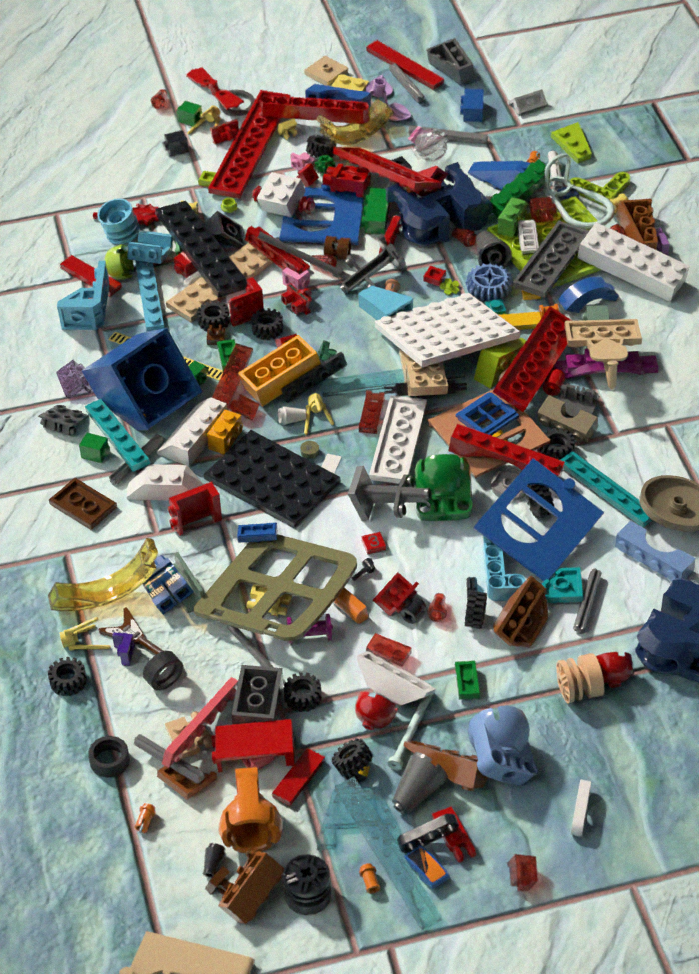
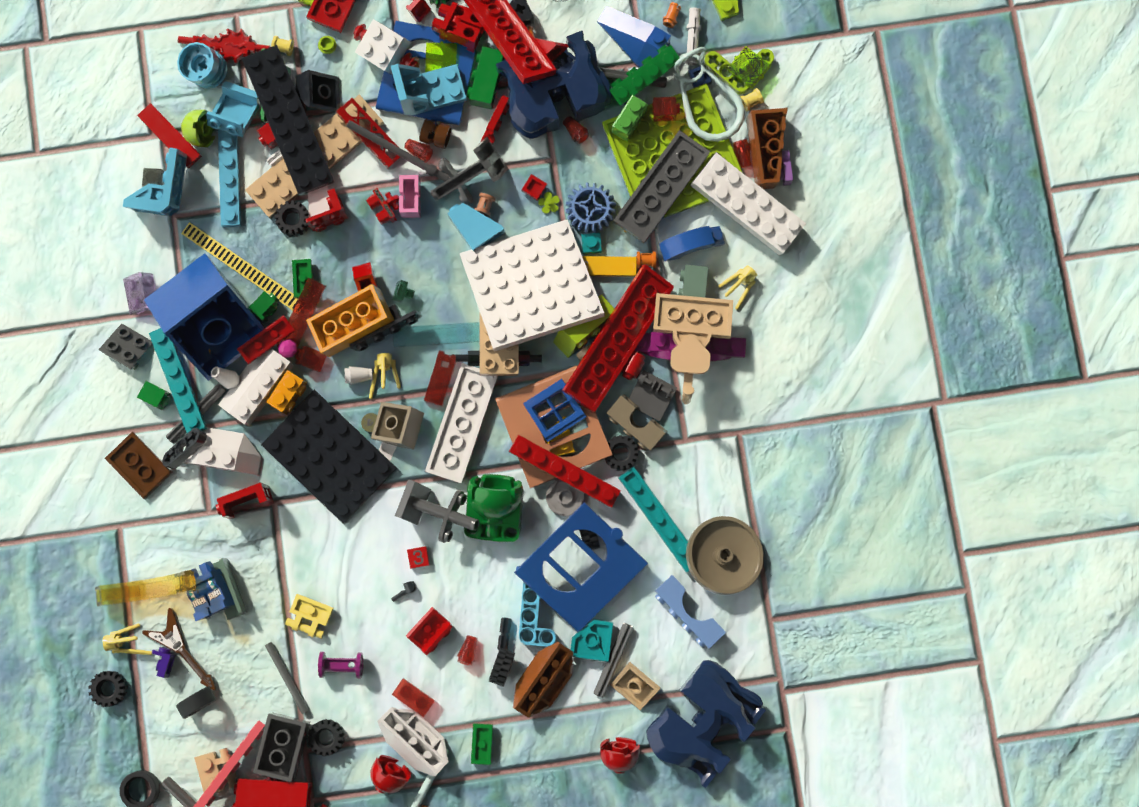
camera: 10 degrees right, 35 degrees up
(129, 478) = (176, 456): none -> black beam
(164, 424) = (226, 377): none -> white cone
(201, 391) = (266, 339): none -> red tile
(215, 335) = (293, 246): reddish brown tile -> none
(223, 396) = (287, 348): none -> dark pink tile
(240, 570) = (316, 611): olive window -> none
(257, 532) = (304, 535): blue plate -> none
(263, 317) = (347, 248): black tyre -> none
(299, 281) = (383, 175): bright pink bracket -> none
(321, 288) = (410, 190): none -> bright pink piece
(324, 222) = (427, 90): none -> medium azure bracket
(333, 204) = (440, 55): none -> clear neon green piece
(337, 443) = (397, 425): none -> dark tan slope
(351, 606) = (383, 637): orange brick -> none
(413, 610) = (444, 652): black bush -> none
(492, 250) = (599, 161): dark grey cone -> none
(527, 236) = (642, 133): white slope -> none
(579, 678) = (585, 767): light nougat wheel -> none
(609, 183) = (749, 67): none -> clear neon green piece
(616, 612) = (635, 686): none -> tan slope
(644, 314) = (746, 276): none -> light yellow plant

